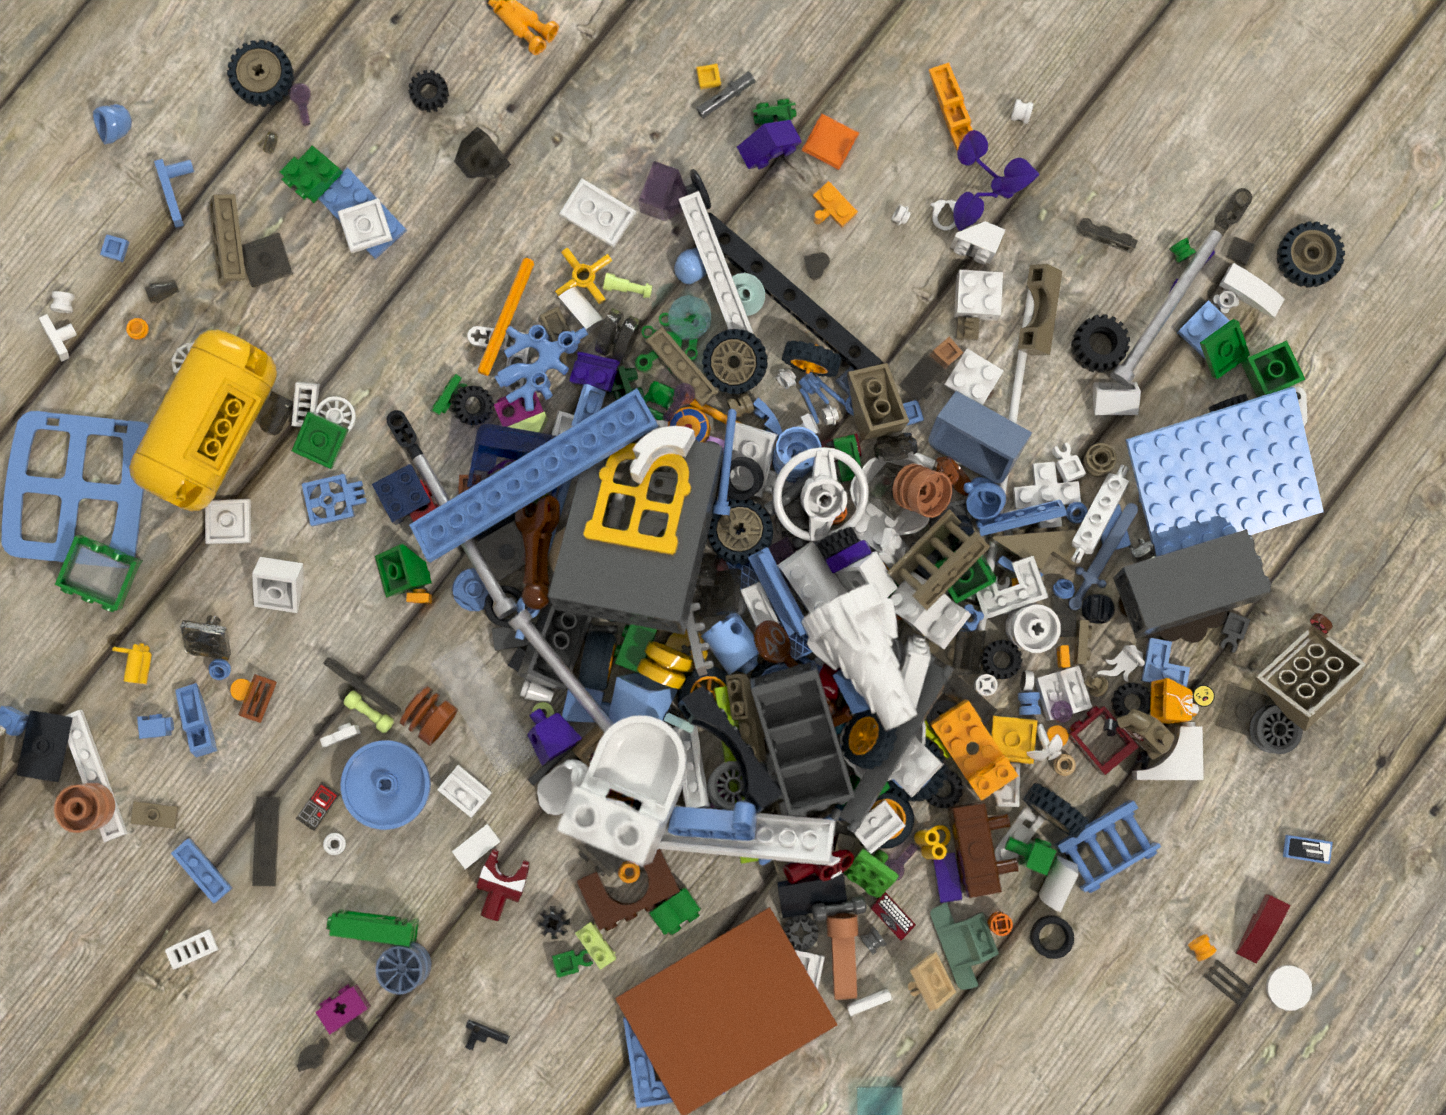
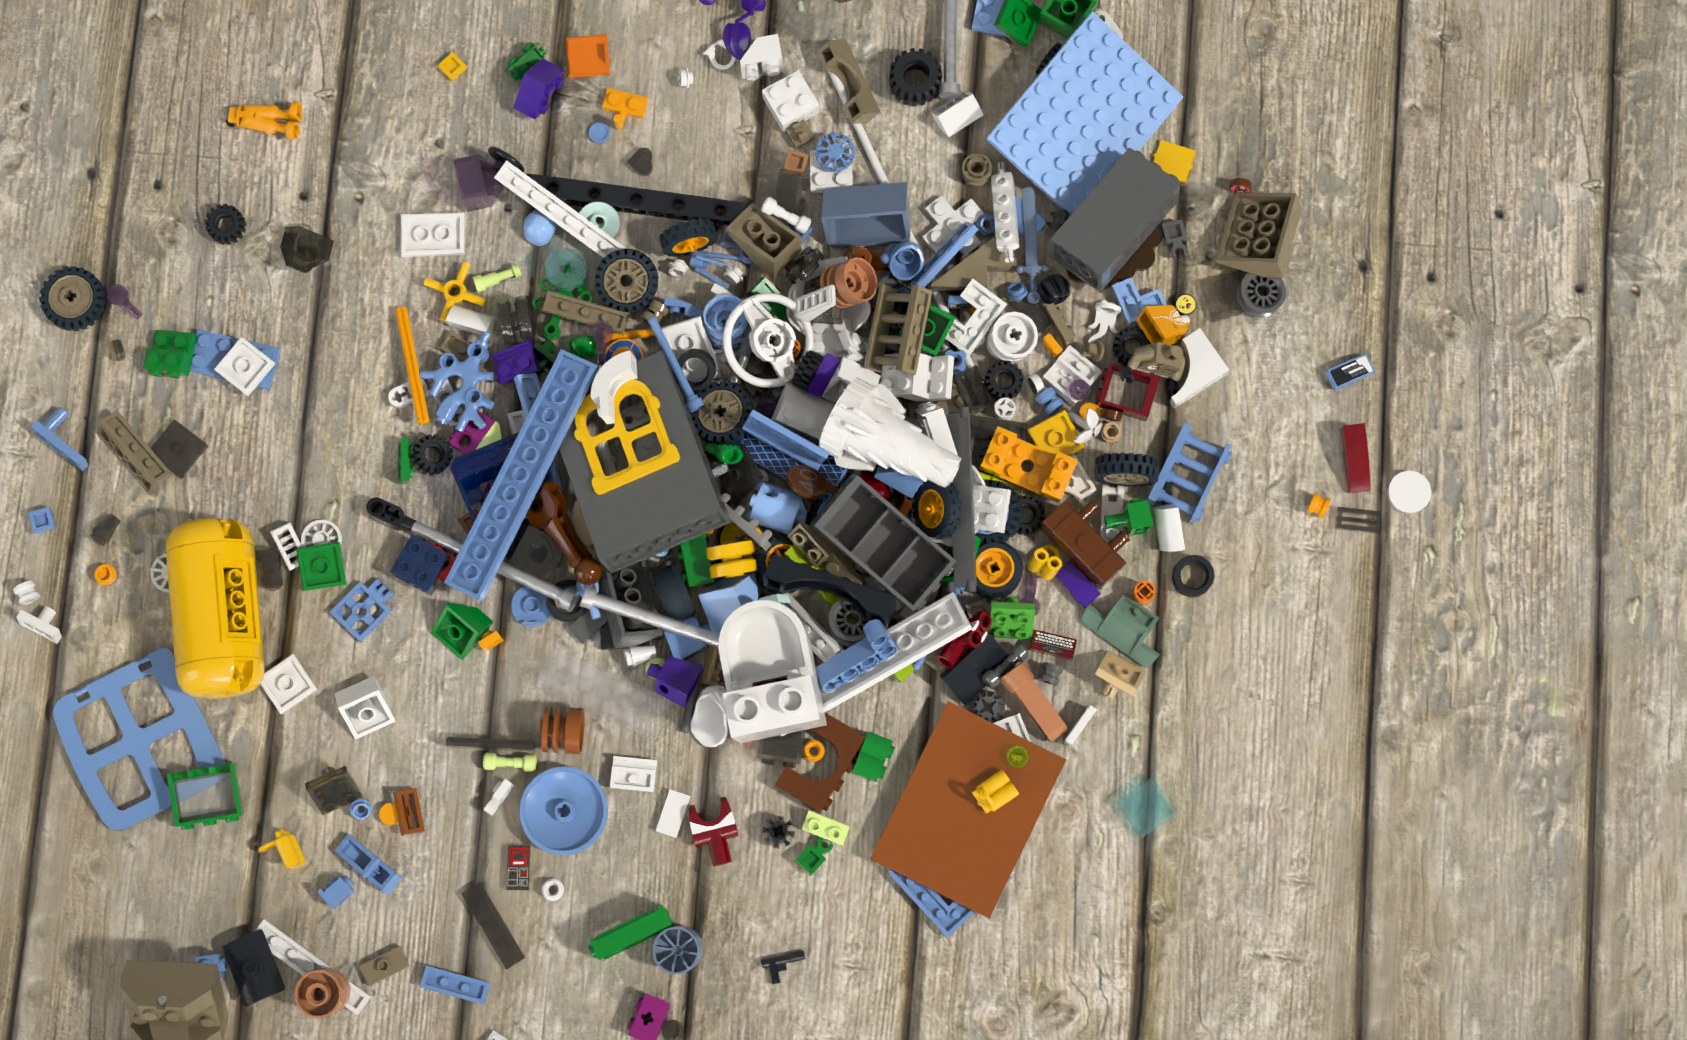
camera: 30 degrees left, 5 degrees down
(718, 568) = (725, 453): none -> green piece
(726, 94) = (480, 63): dark grey pin -> none
(757, 1014) = (995, 792): none -> yellow piece
(758, 604) = (774, 461): white tile -> none
(796, 215) = (599, 133): none -> medium blue piece
(797, 995) = (1017, 756): none -> clear neon green tile
(879, 826) = (992, 575): white plate -> none
(880, 489) = (814, 304): none -> white slope
(900, 378) = (770, 207): none -> white piece
(987, 365) = (835, 152): none -> medium blue wheel
(1068, 466) = (953, 191): white plate -> none
(1073, 749) = (1111, 415): none -> reddish brown tile
(1278, 561) = (1174, 159): none -> yellow piece

